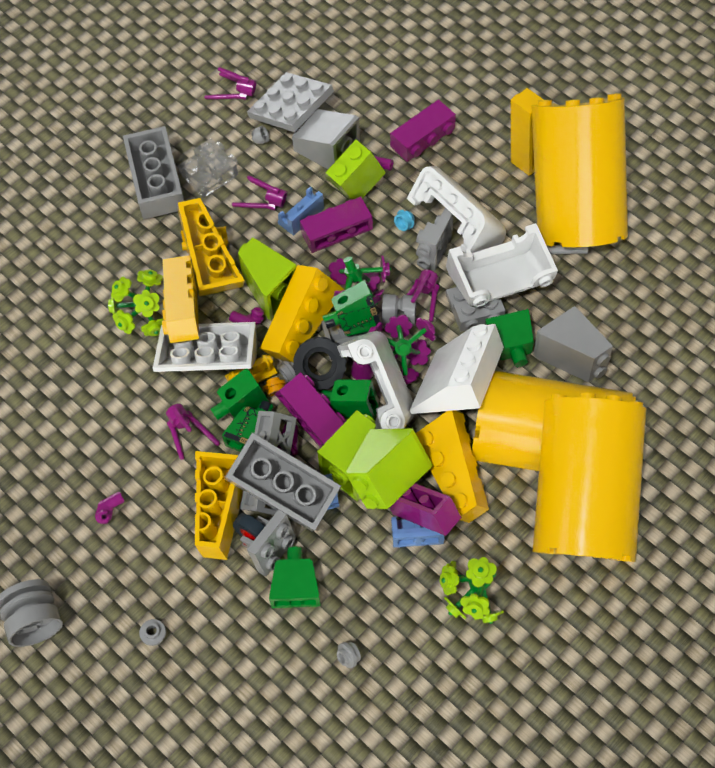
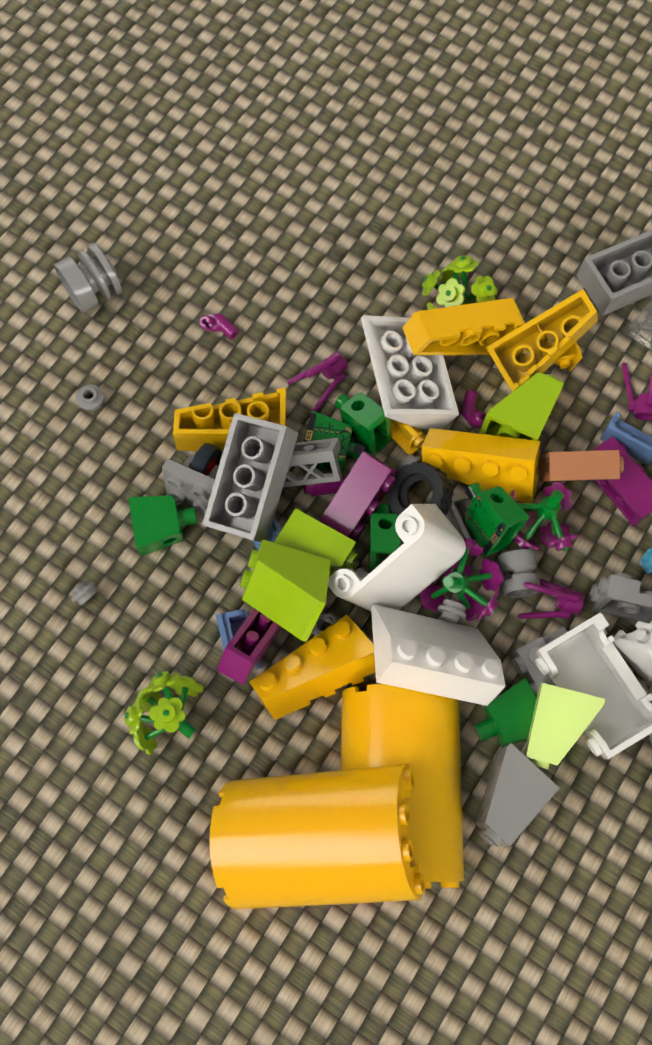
camera: 75 degrees right, 10 degrees up
(273, 385) = (388, 455): light orange plate -> none
(323, 242) = (580, 465): none -> nougat slope
(421, 360) = (452, 611): none -> light grey plate
(525, 299) = (558, 723): none -> yellowish green slope

